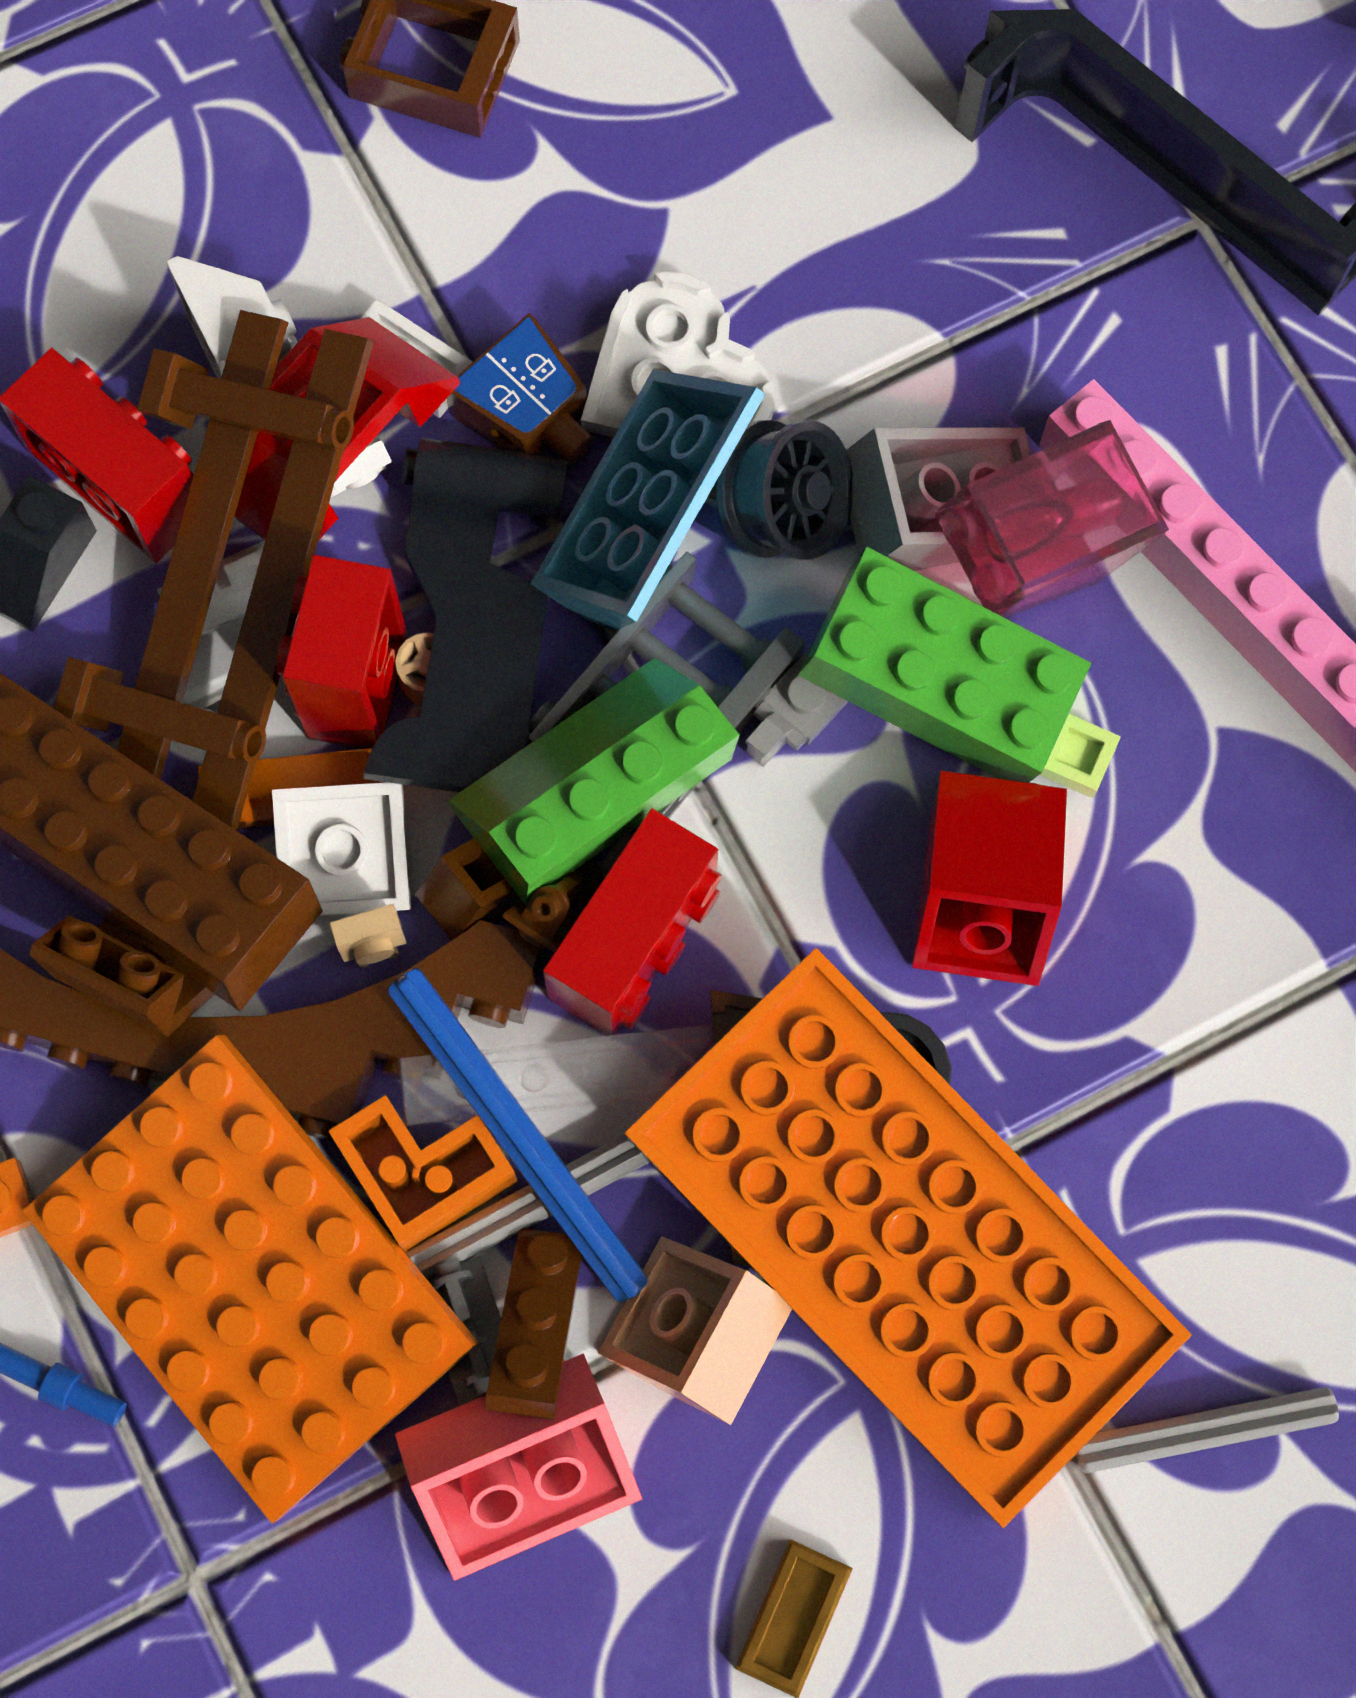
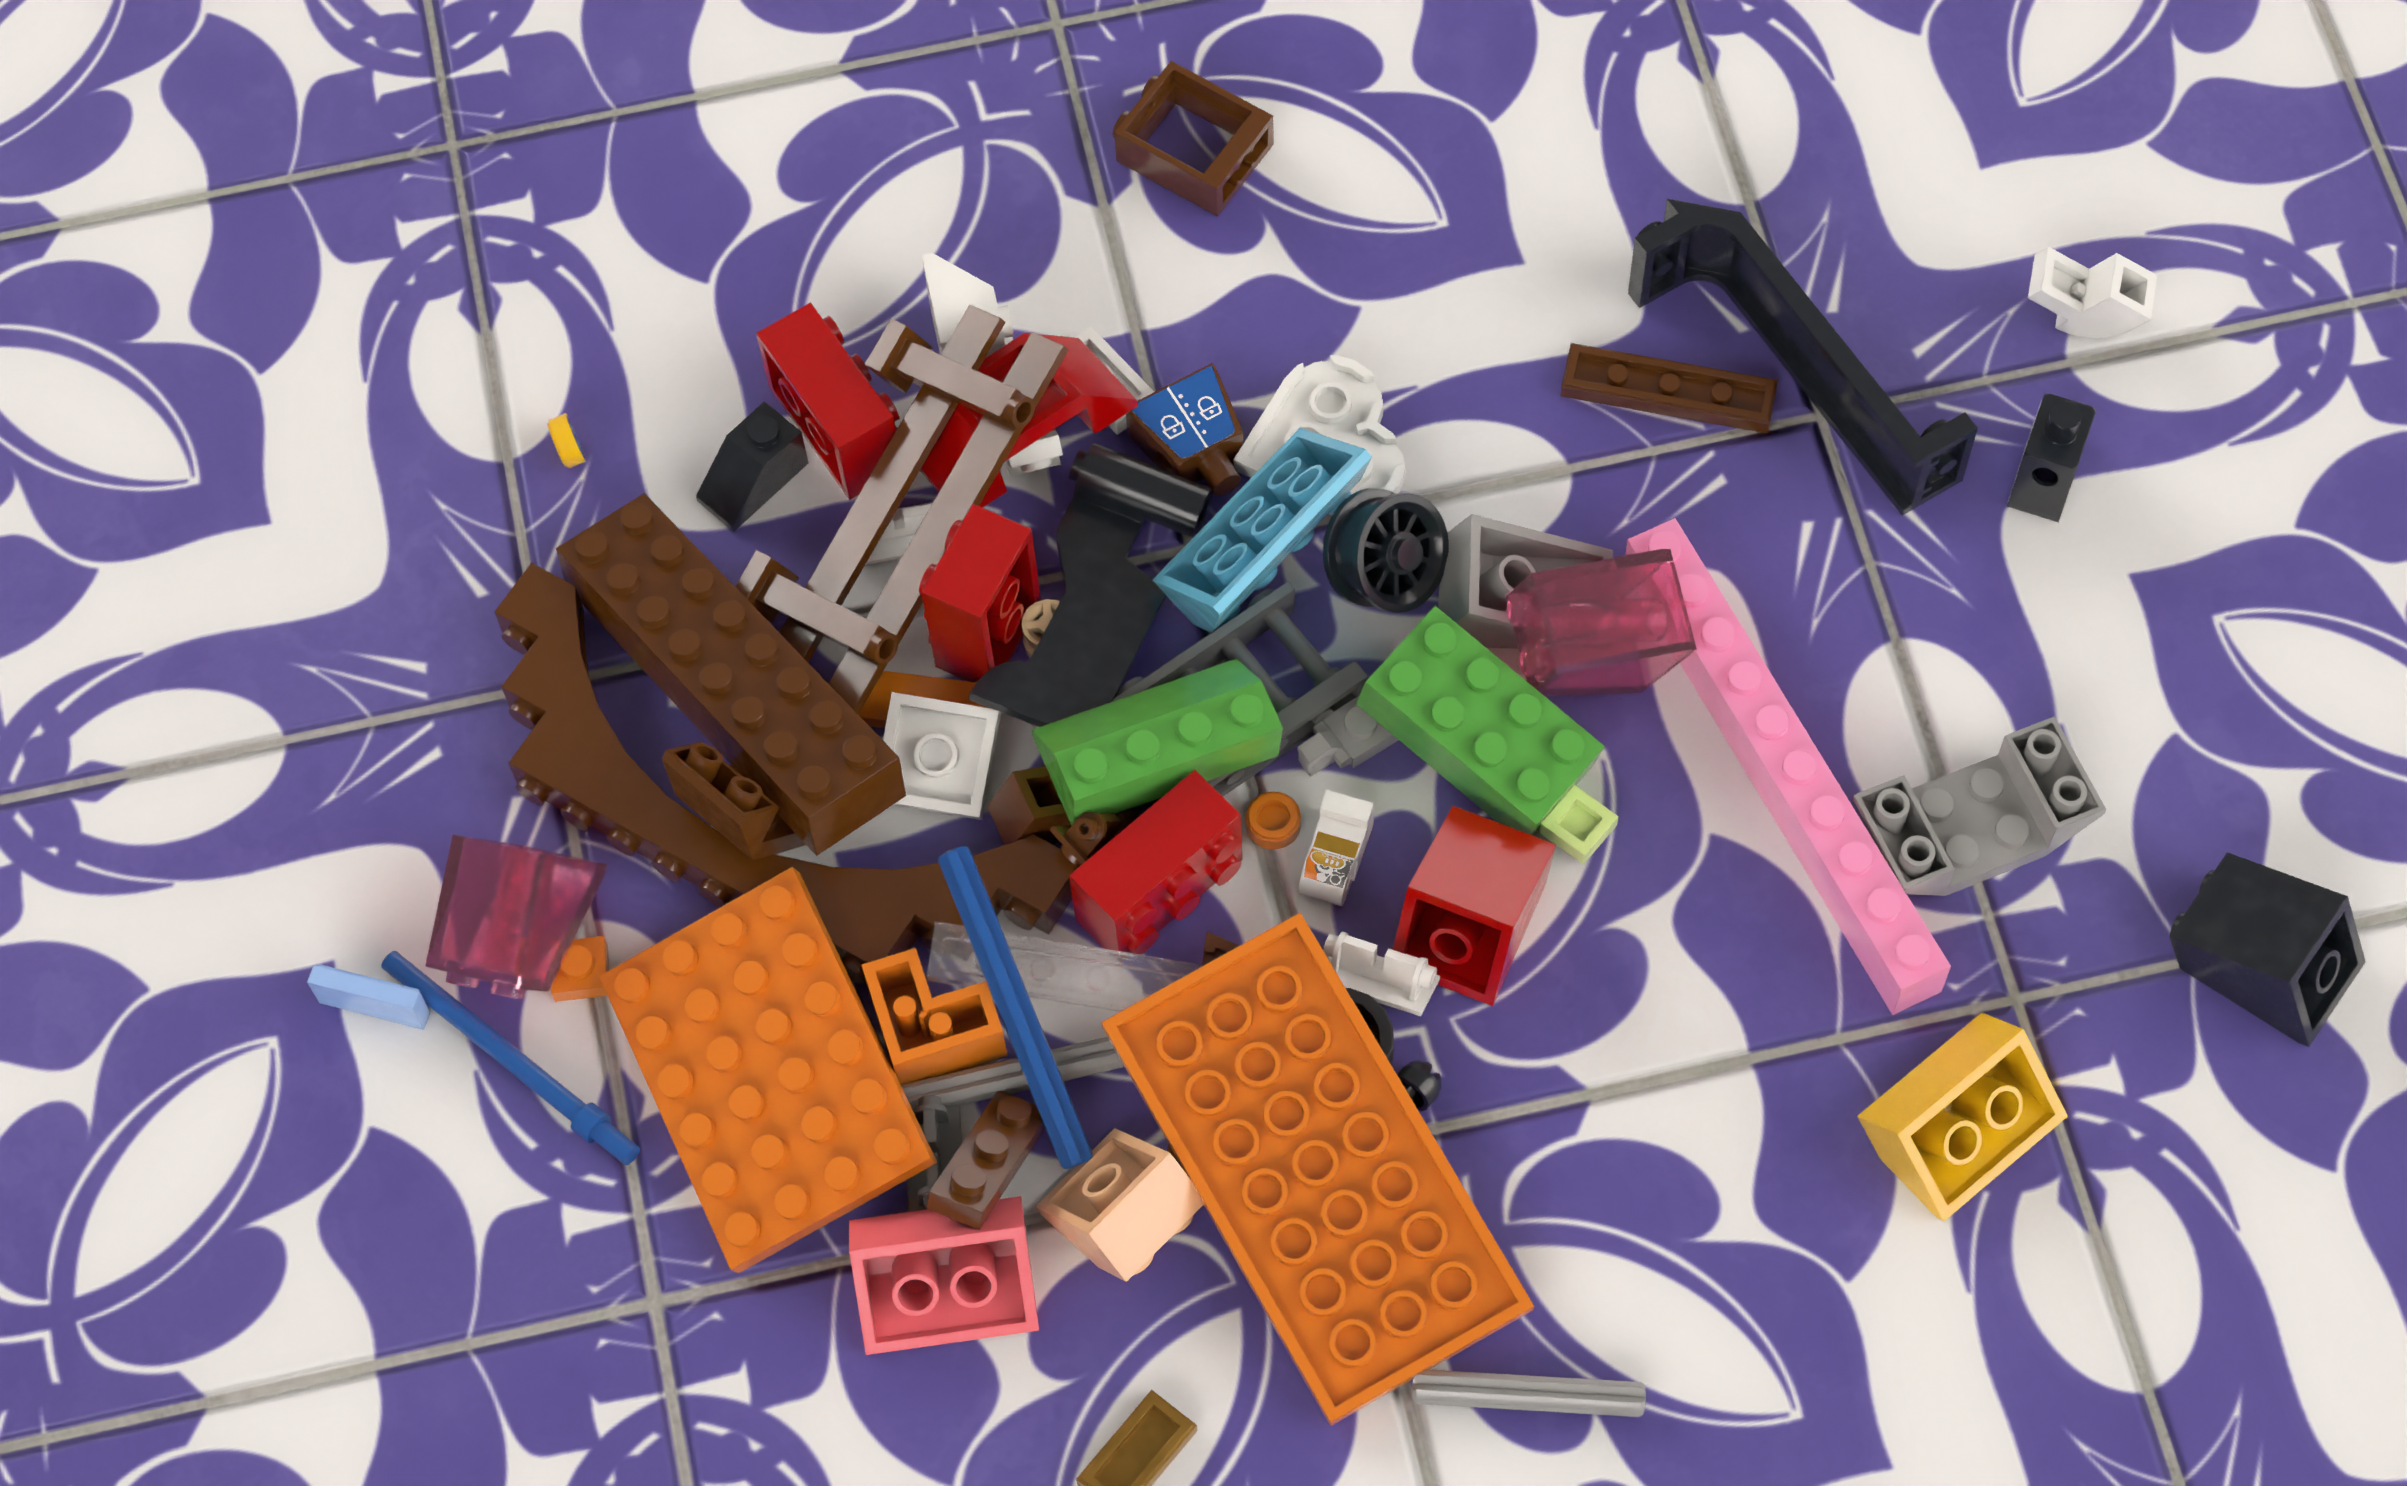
camera: 20 degrees right, 10 degrees down
(369, 936) = (938, 824): tan plate -> none
(738, 829) = (1273, 820): none -> orange tile
(820, 848) = (1336, 847): none -> white leg
(921, 988) = (1390, 980): none -> white hinge
(989, 1099) = (1420, 1083): none -> black hinge
(1032, 227) = (1669, 388): none -> reddish brown tile

